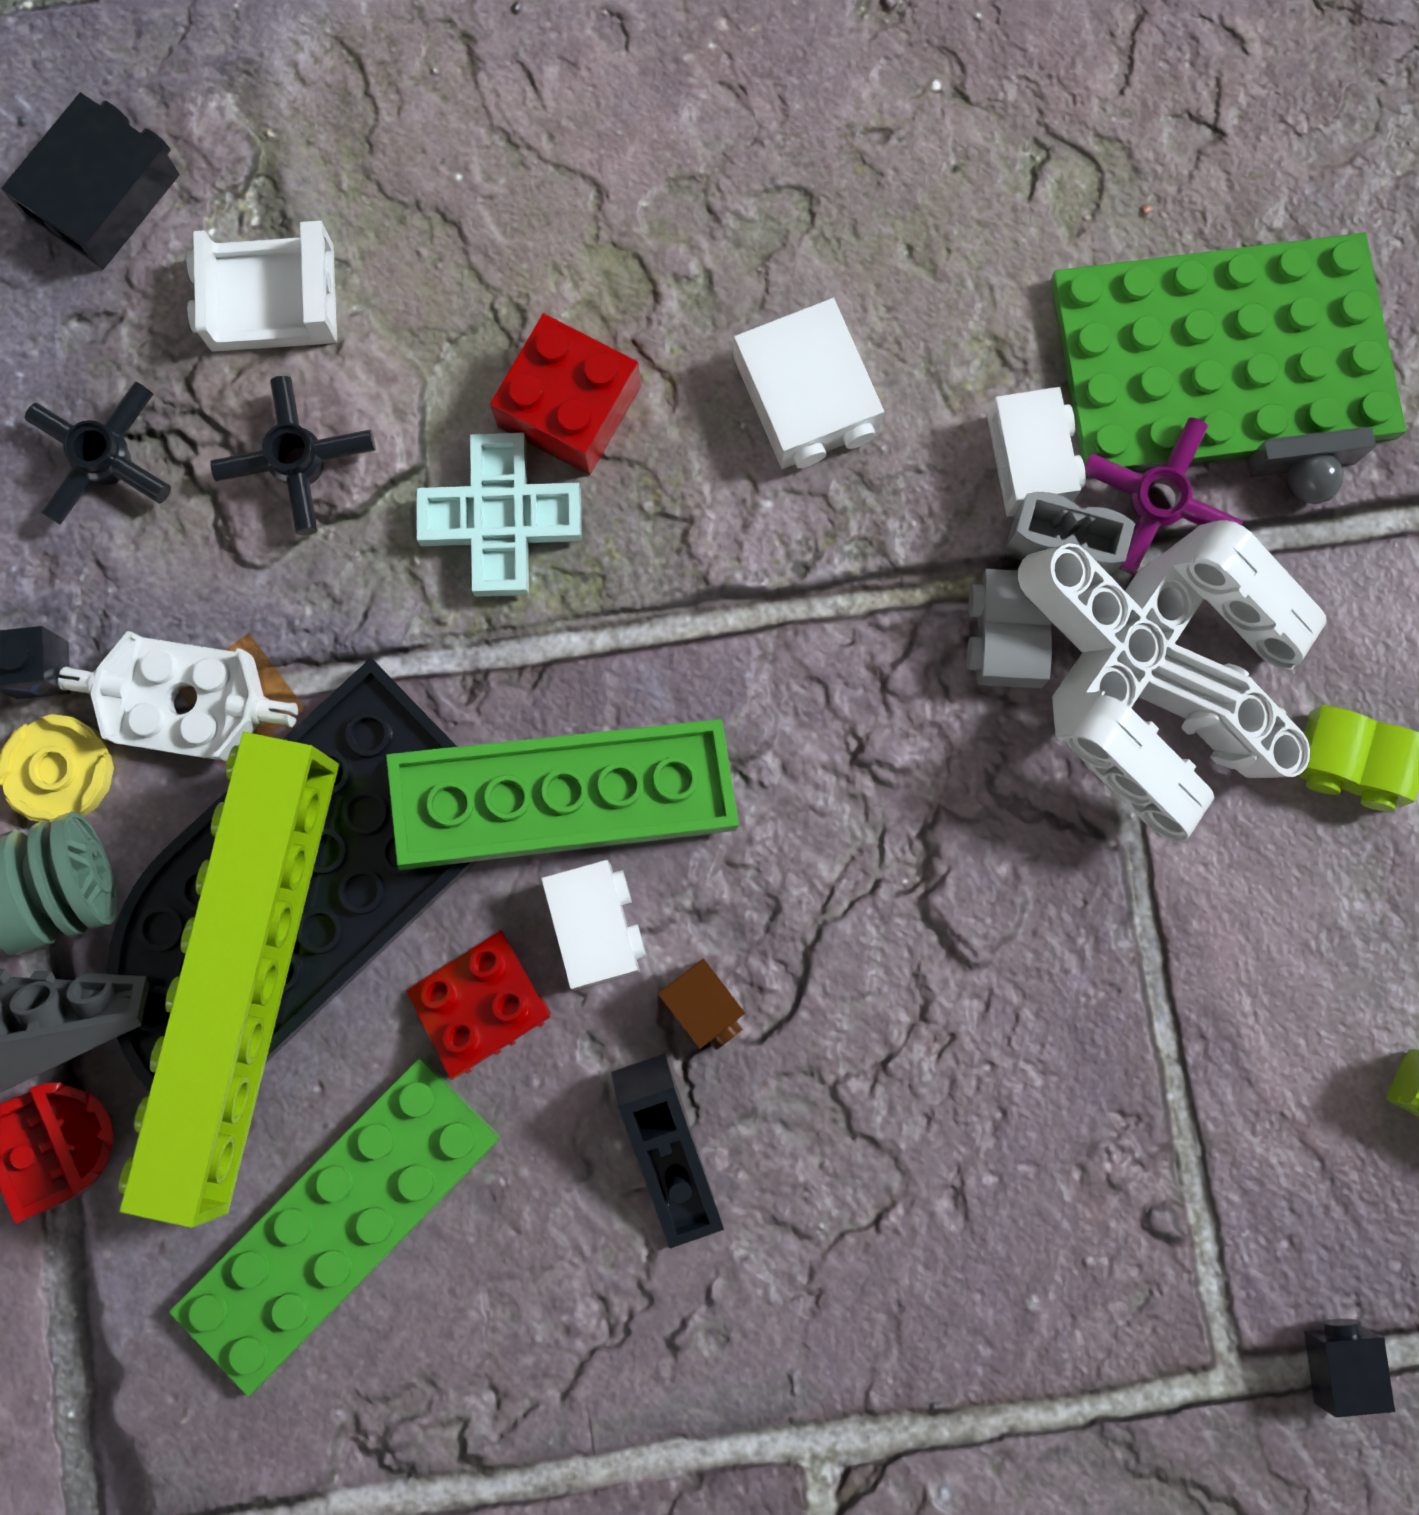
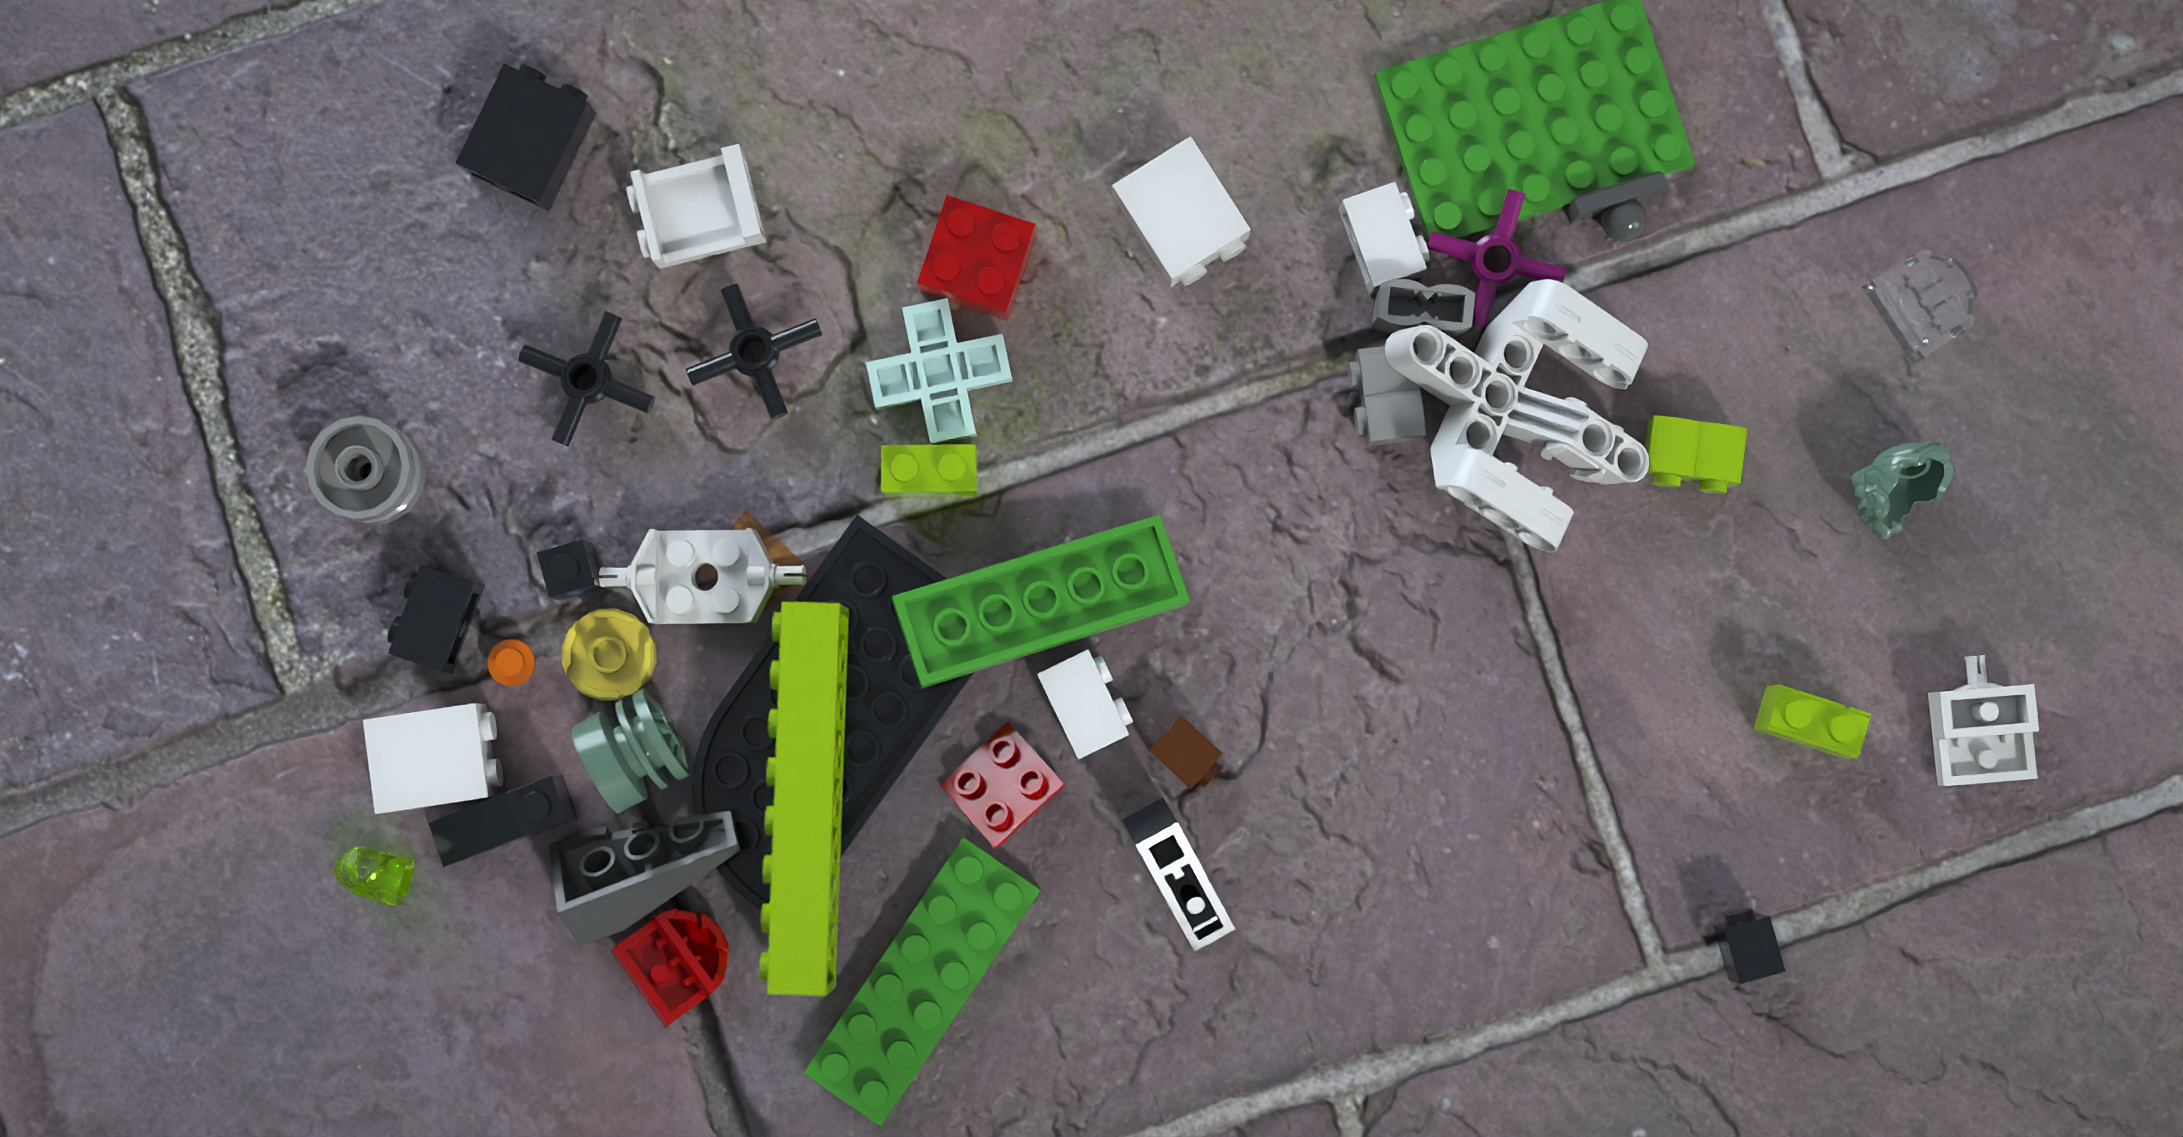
camera: 10 degrees left, 5 degrees up
(464, 622) = (929, 470): none -> lime brick

